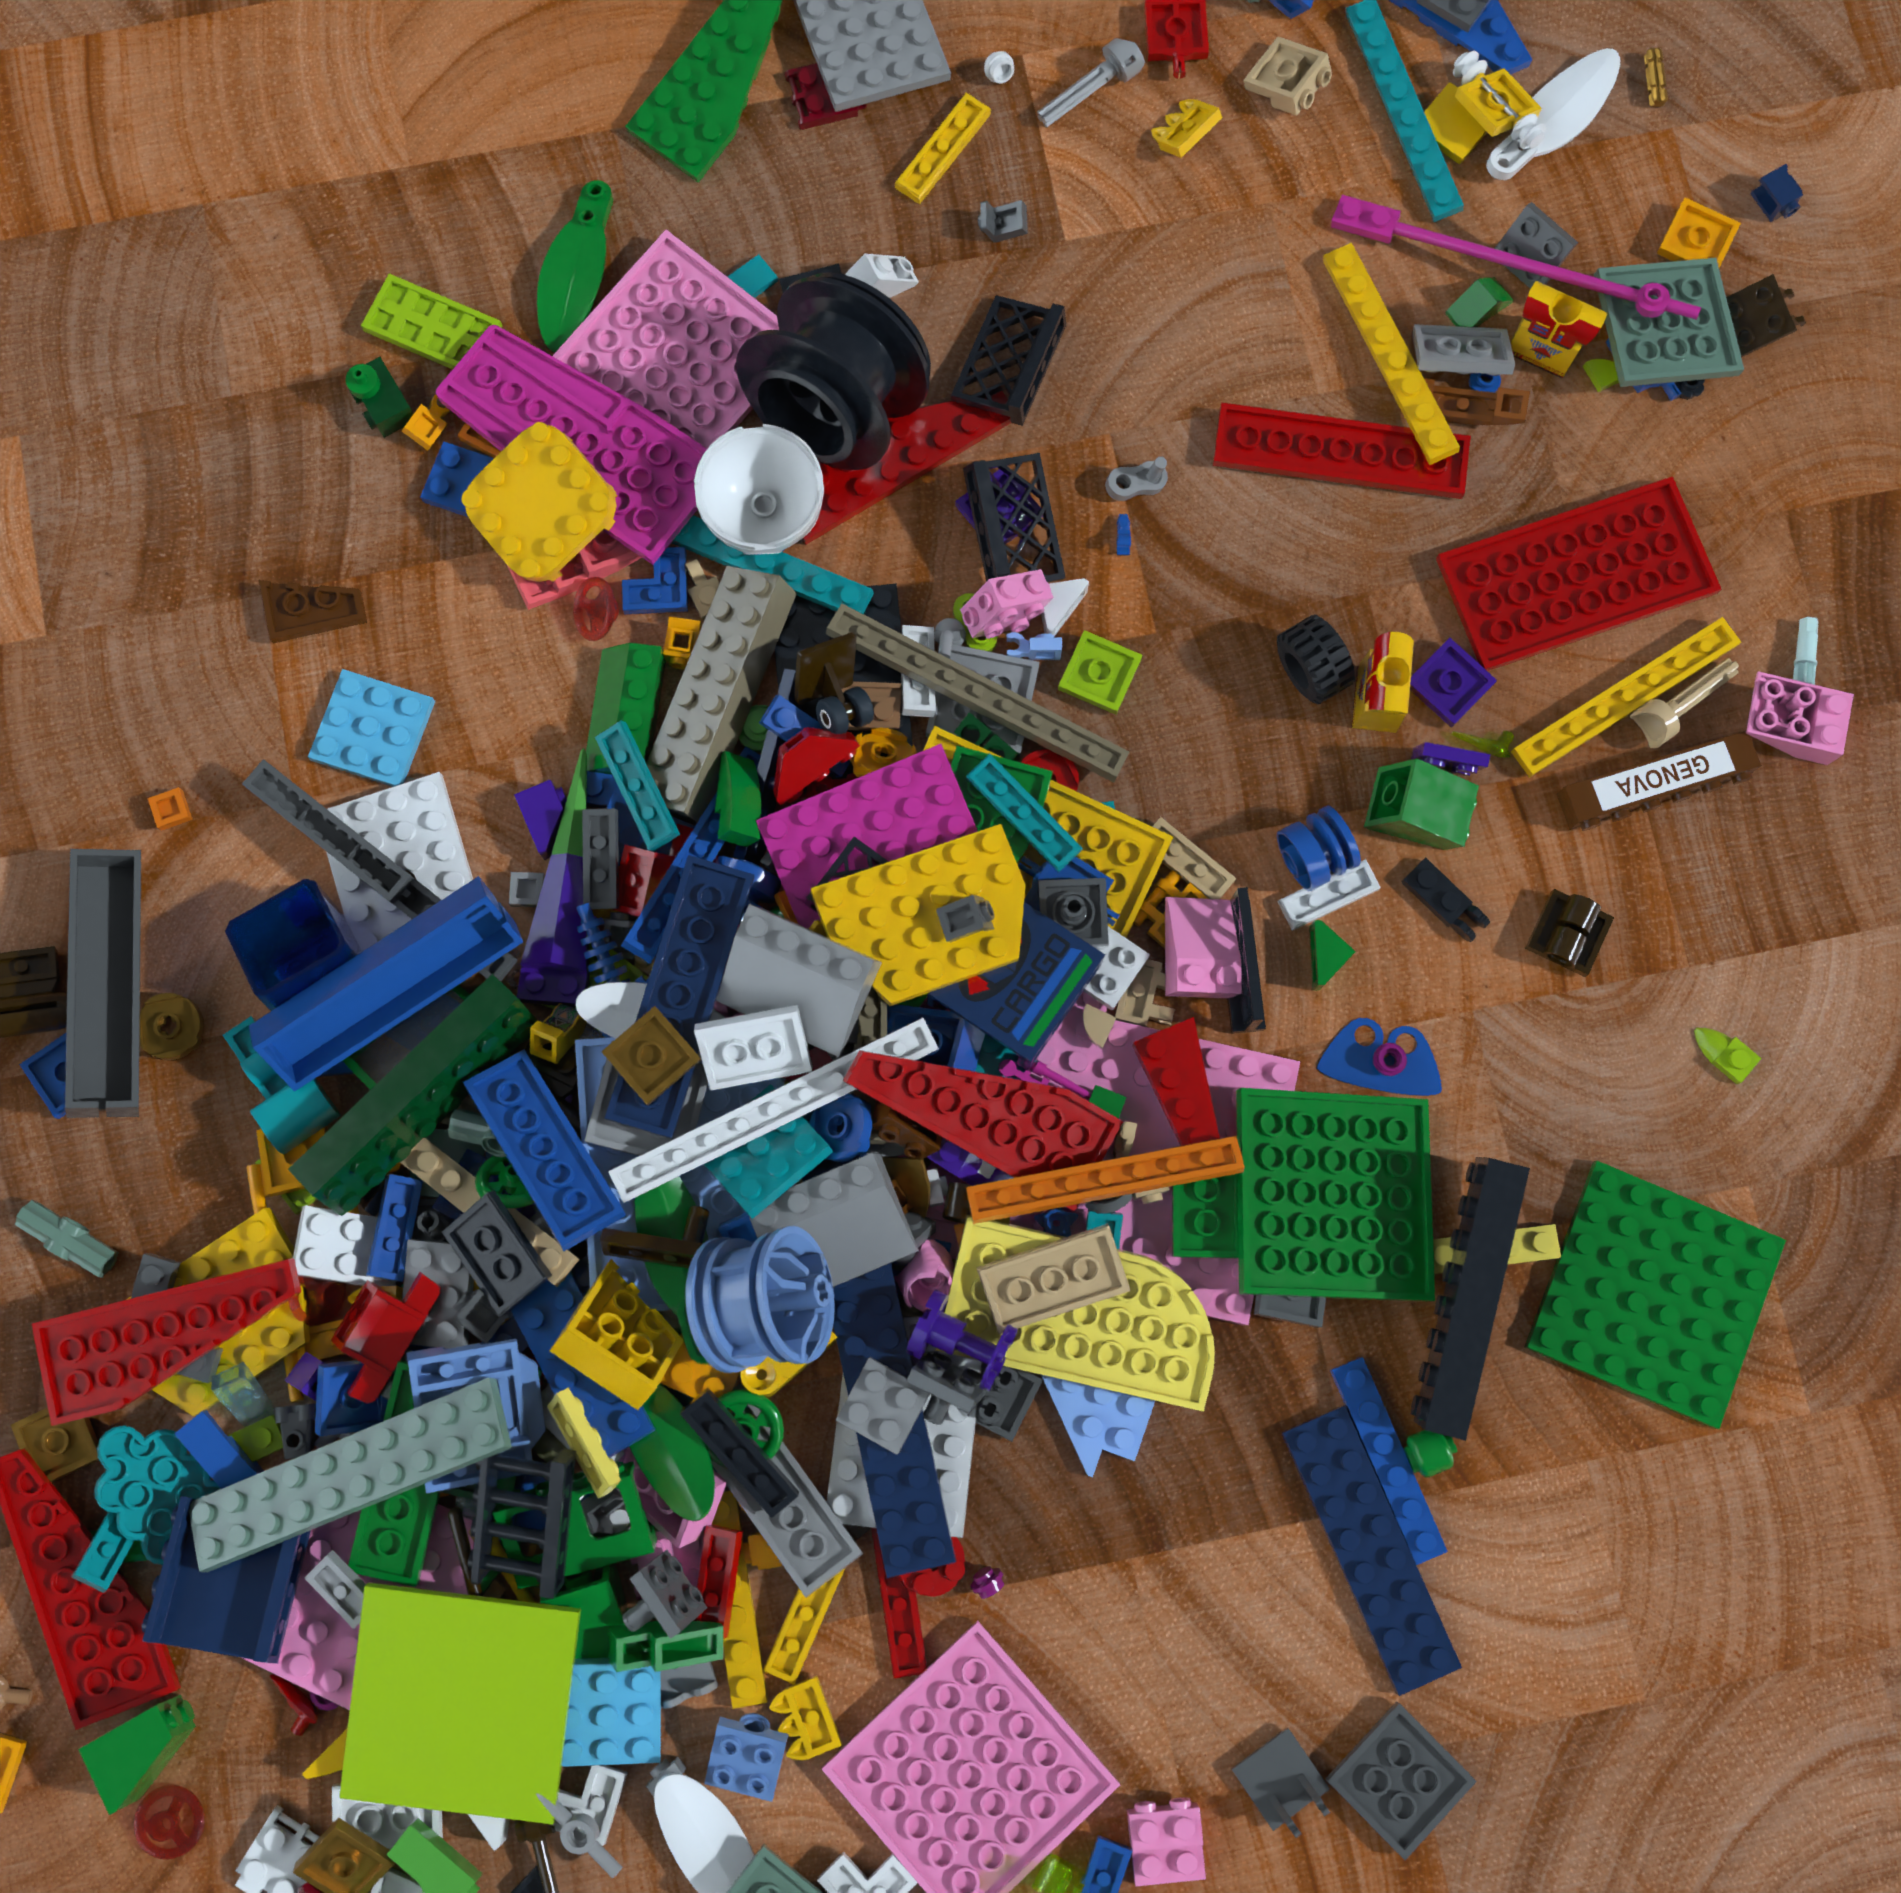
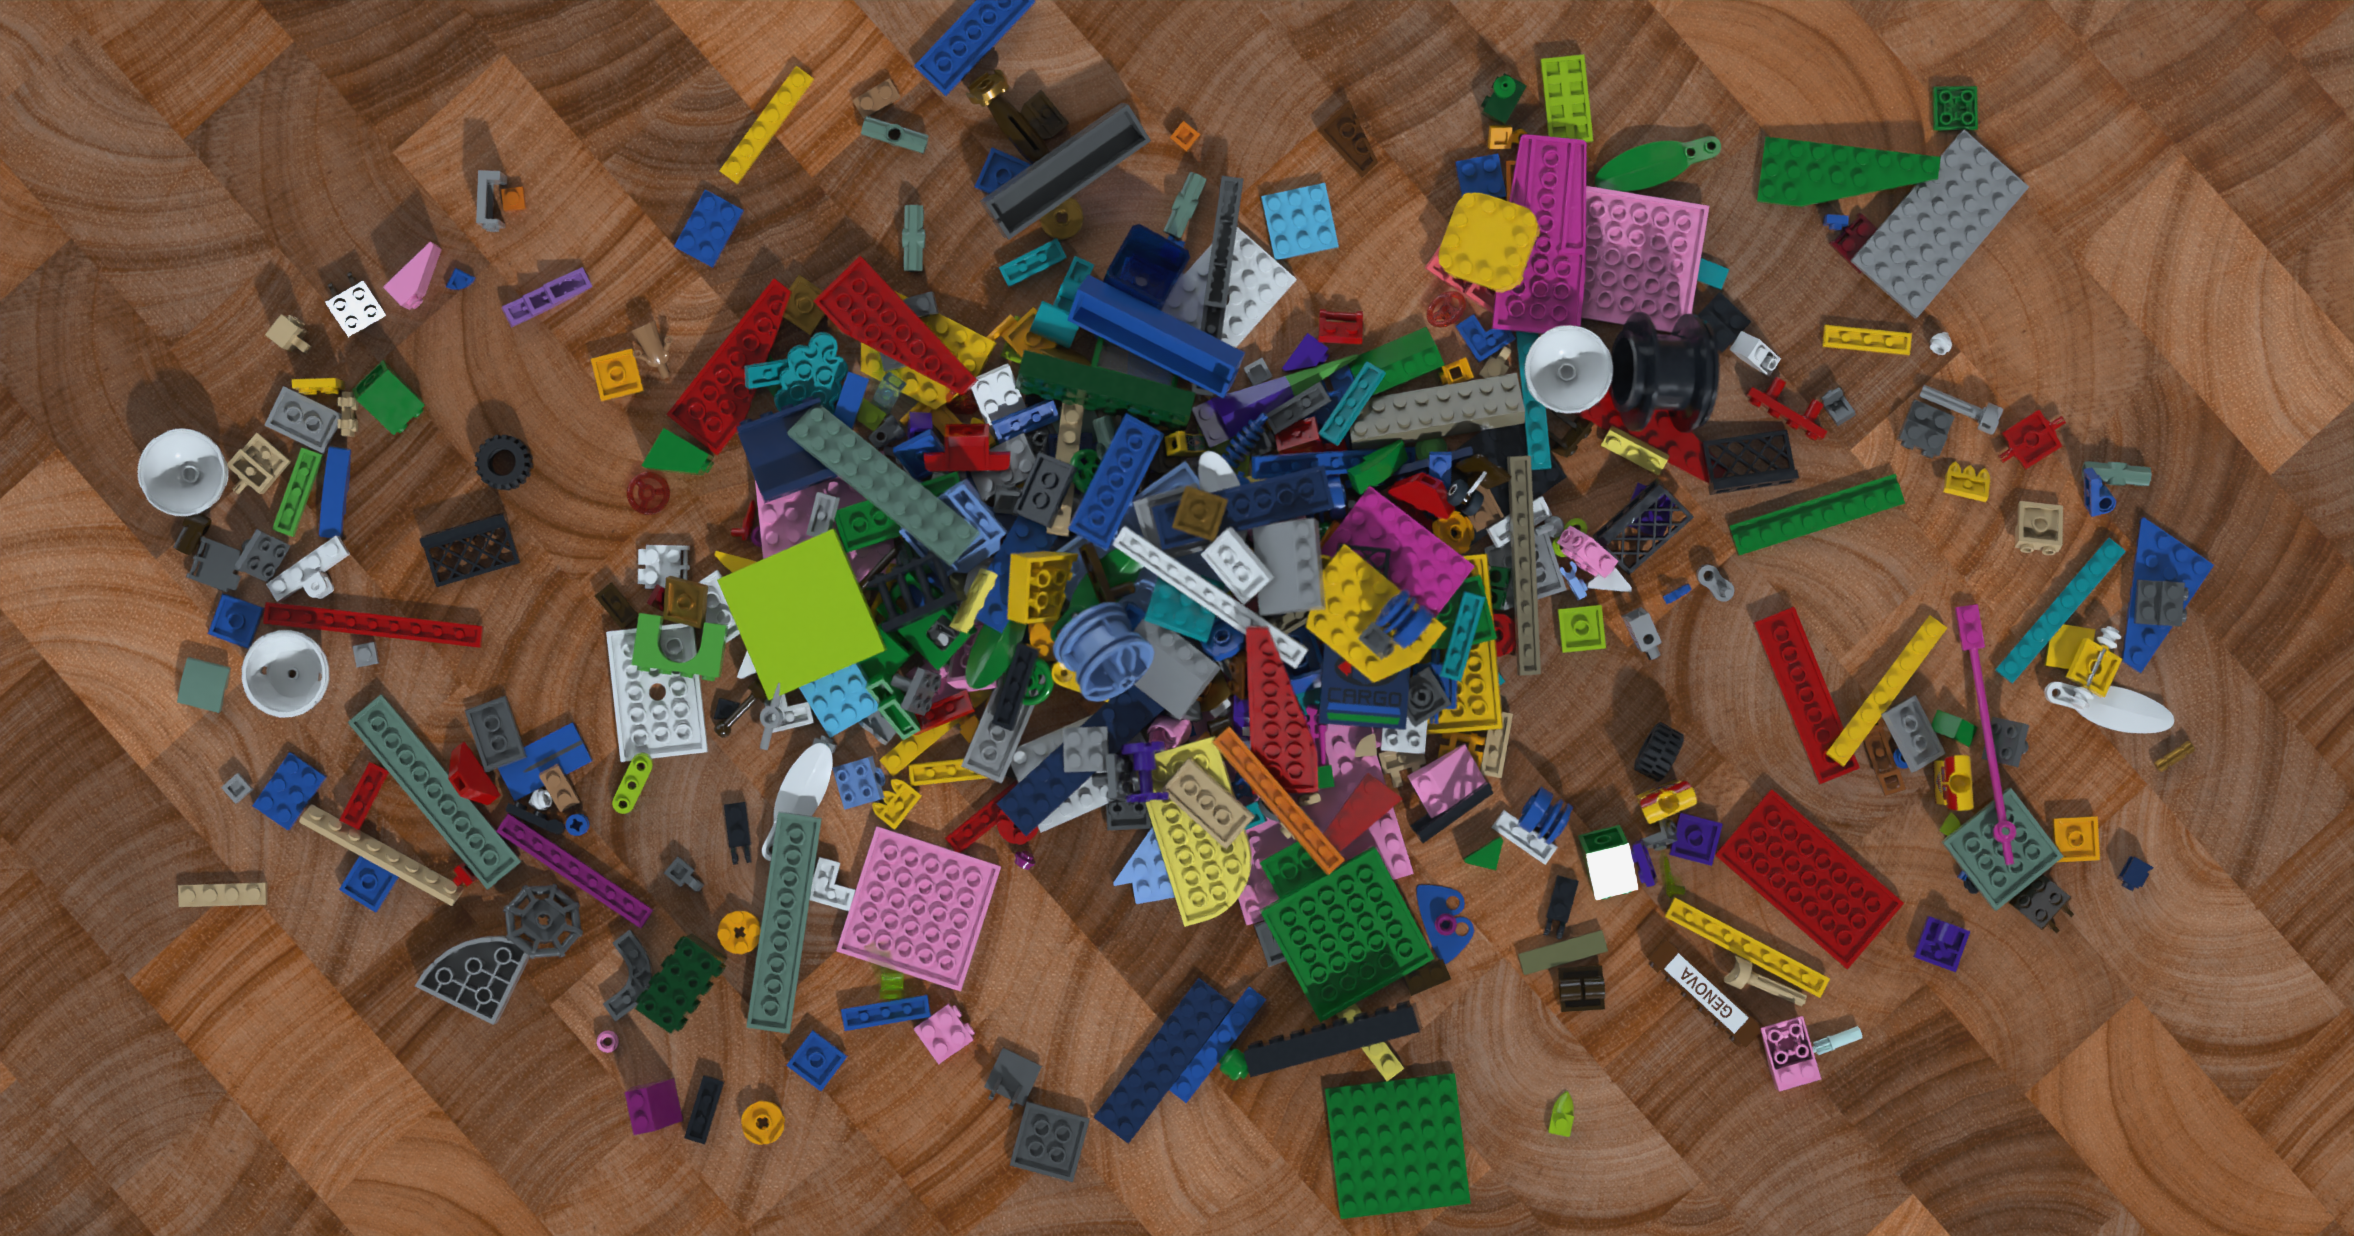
camera: 65 degrees right, 10 degrees up
(201, 1098) = (1032, 262): none -> teal plate
(253, 855) = (1185, 205): none -> sand green piece
(534, 751) = (1340, 331): none -> red plate
(777, 102) = (1835, 222): none -> blue plate
(847, 537) = (1579, 430): none -> dark brown plate
(913, 483) = (1635, 450): none -> light yellow plate
(962, 861) = (1402, 617): none -> blue wheel
(964, 290) = (1776, 409): none -> red plate
(1092, 140) = (1925, 429): none -> dark grey plate
(1121, 320) = (1816, 514): none -> green plate
(1148, 597) = (1640, 624): none -> light grey torso
(1430, 725) = (1661, 839): none -> dark grey bracket
(1447, 1124) = (1426, 977): none -> dark brown plate
(1508, 930) = (1562, 952): none -> olive tile
(1747, 461) = (1941, 943): none -> dark purple plate

